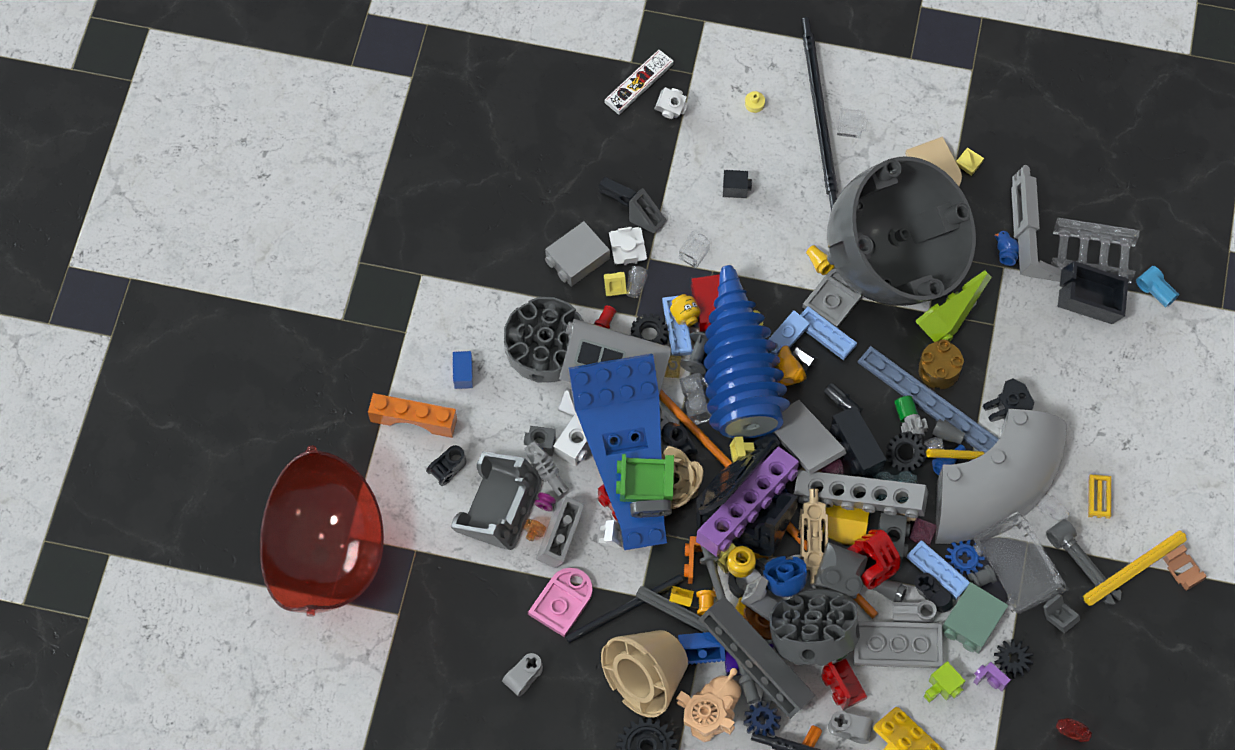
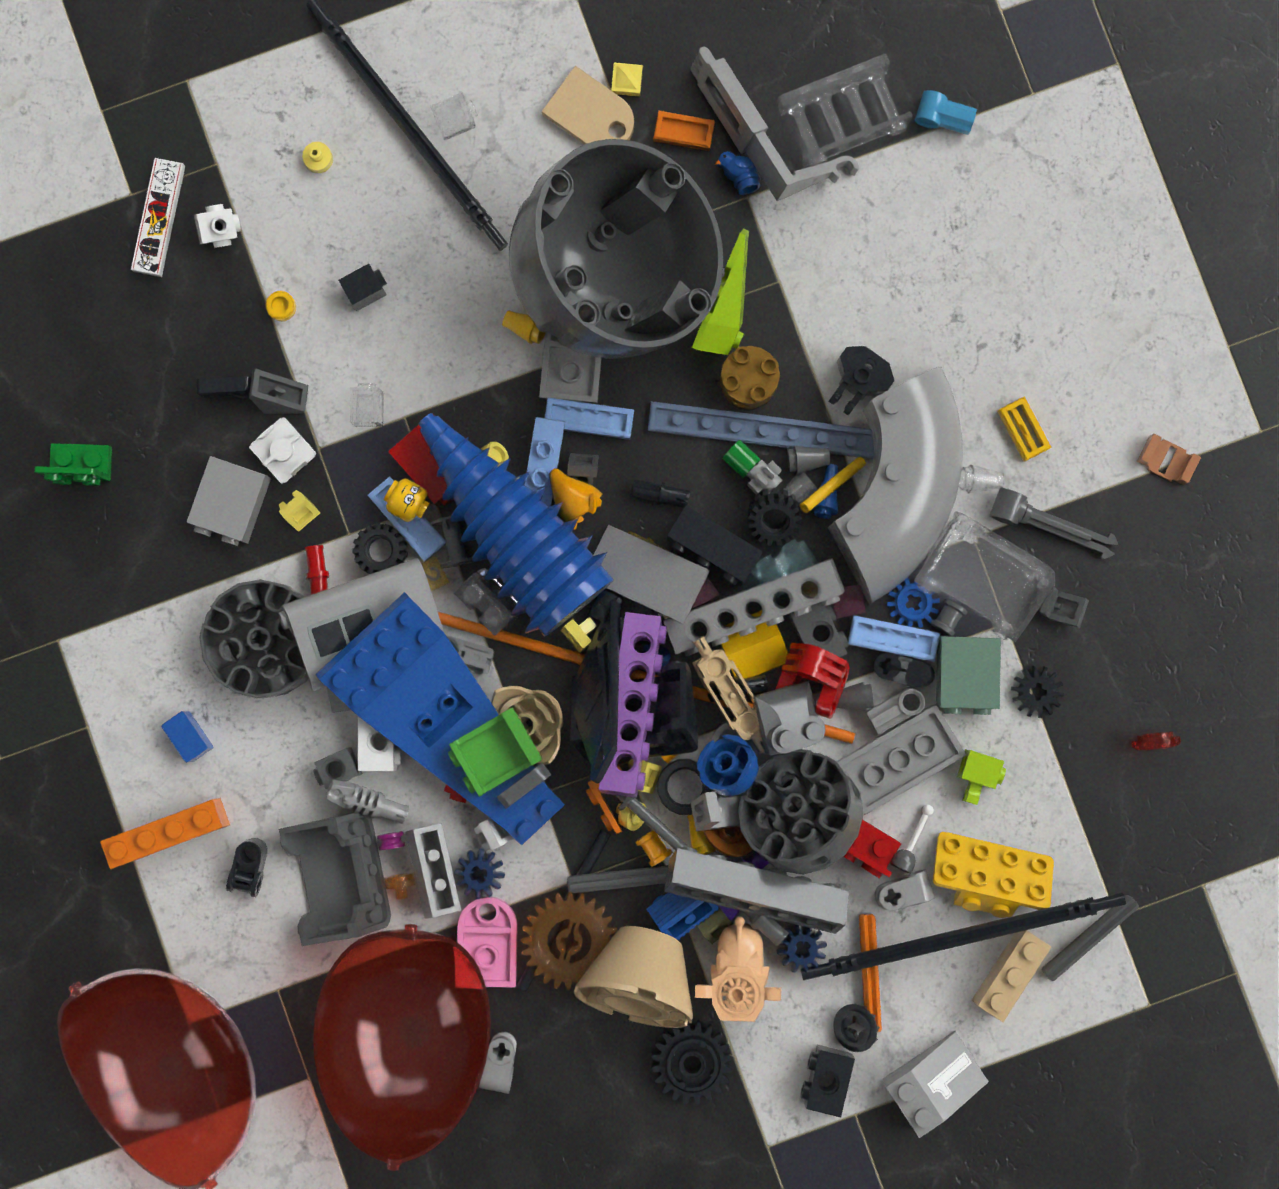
camera: 30 degrees left, 20 degrees up
(481, 606) = (401, 1041): none -> clear red windscreen
(501, 184) = (78, 463): none -> green bracket
(595, 555) = (477, 883): none -> dark blue gear
(614, 602) = (578, 912): none -> clear orange gear
(636, 279) = (322, 491): clear cone -> none
(679, 168) = (281, 306): none -> yellow tile
(681, 440) = (503, 670): black piece -> none
(681, 596) = (621, 857): yellow tile -> none
(702, 576) = (629, 819): none -> light yellow tile
(714, 670) = (714, 925): none -> olive tile
(741, 561) = (668, 794): yellow head -> none
(863, 707) = (904, 858): none -> hinge
(987, 208) = (684, 130): none -> orange tile
(994, 676) = (1032, 731): medium lavender bracket -> none
(1093, 292) = (878, 173): black piece -> none
(1134, 568) = (1115, 497): yellow axle -> none

